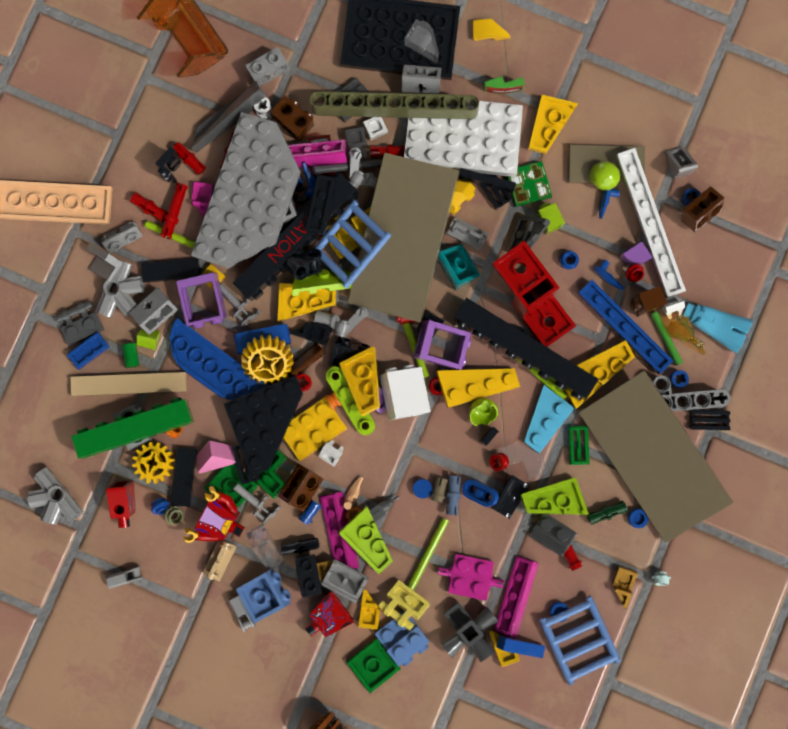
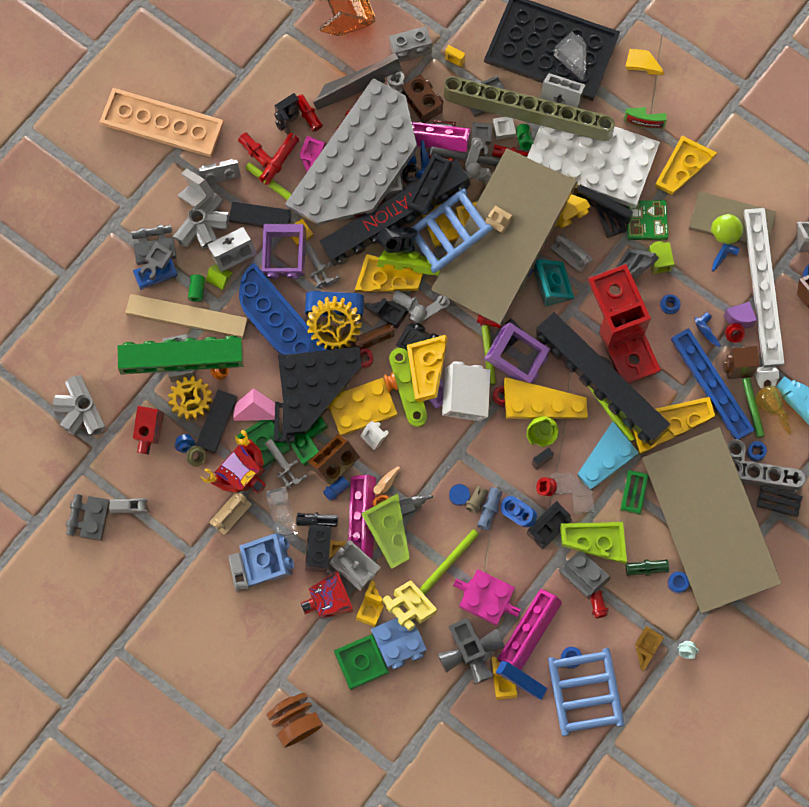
camera: 15 degrees right, 10 degrees down
(86, 338) = (157, 259): none -> flat silver plate
(96, 594) = (94, 517): none -> dark grey plate
(312, 68) = (455, 56): none -> yellow tile
(394, 224) = (499, 219): none -> tan tile
(397, 132) = (524, 136): none -> green piece

